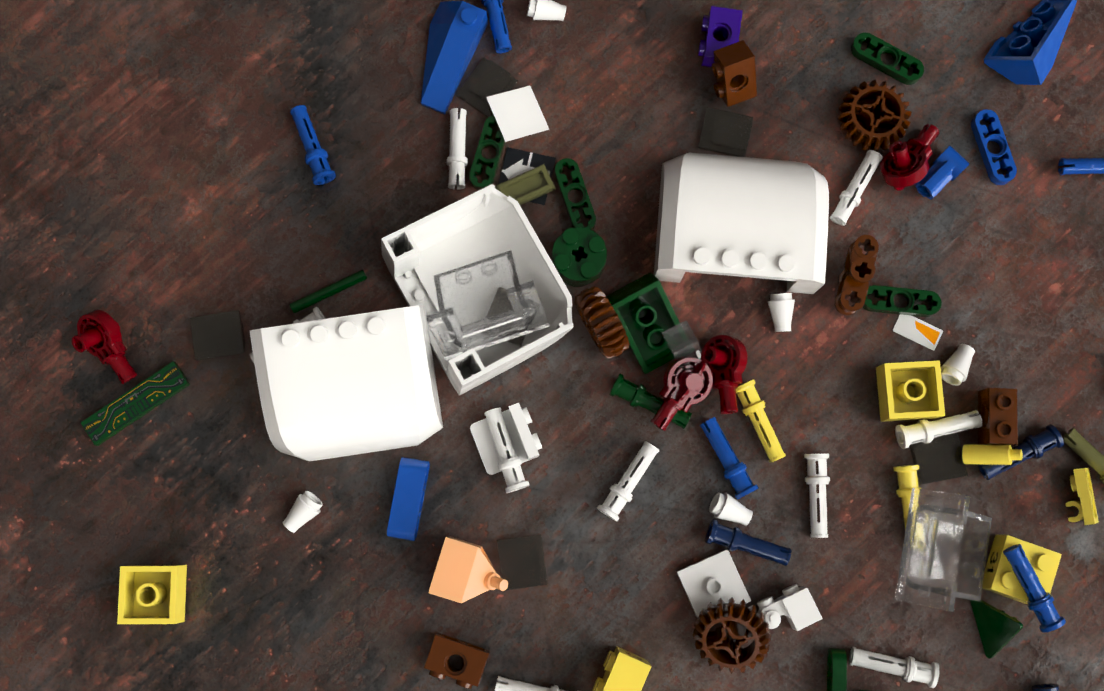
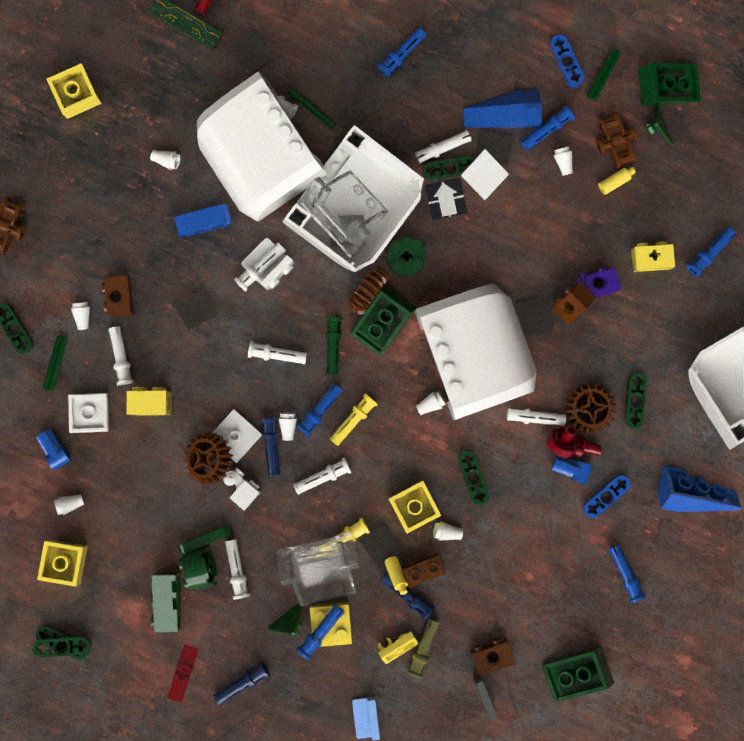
camera: 60 degrees right, 5 degrees up
(464, 572) = (173, 274): light nougat piece -> none
(528, 185) = (438, 202): olive tile -> none
(575, 176) = (460, 231): dark green beam -> none
(681, 387) = (349, 360): dark red pin -> none
(682, 342) = (378, 348): clear panel -> none
(730, 367) = (375, 381): dark red pin -> none
(858, 271) = (482, 435): reddish brown axle -> none
(918, 331) = (459, 498): white sticker -> none
(926, 431) = (394, 529): white pin -> none

